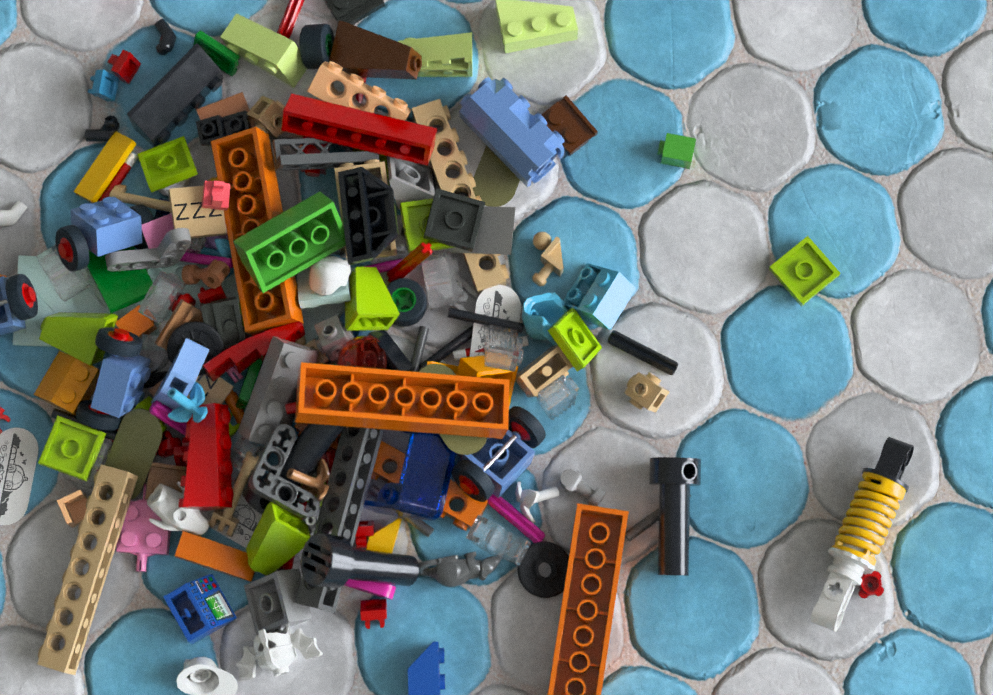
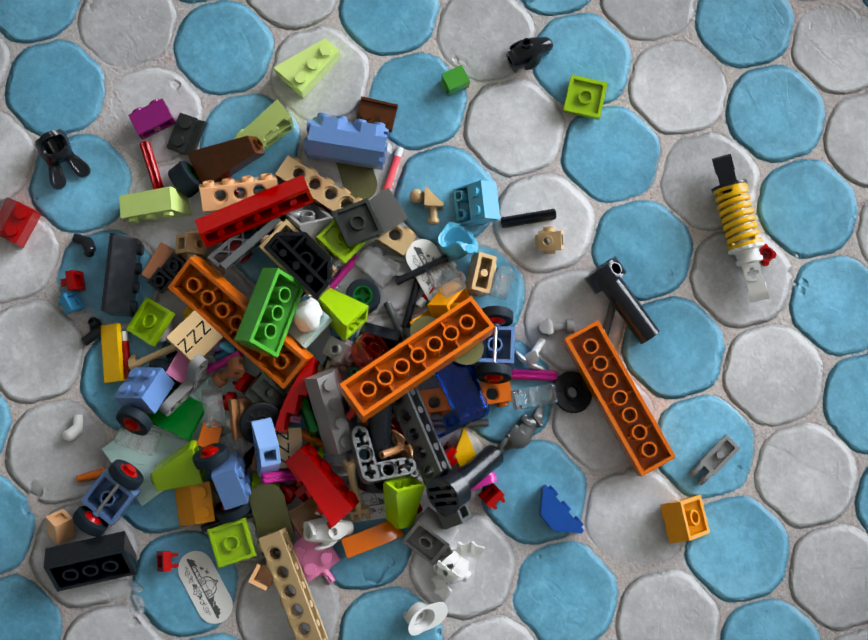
camera: 45 degrees left, 5 degrees up
(188, 405) = (285, 463): medium azure plant -> none
(200, 608) = (387, 577): blue slope -> none
(216, 195) = (198, 319): coral tile -> none
(221, 55) = (131, 229): green tile -> none
(410, 262) = (349, 269): red axle -> none
(540, 195) = (393, 168): none -> coral bar
(574, 339) = (484, 240): lime tile -> none
(779, 179) = (528, 52): none -> black animal

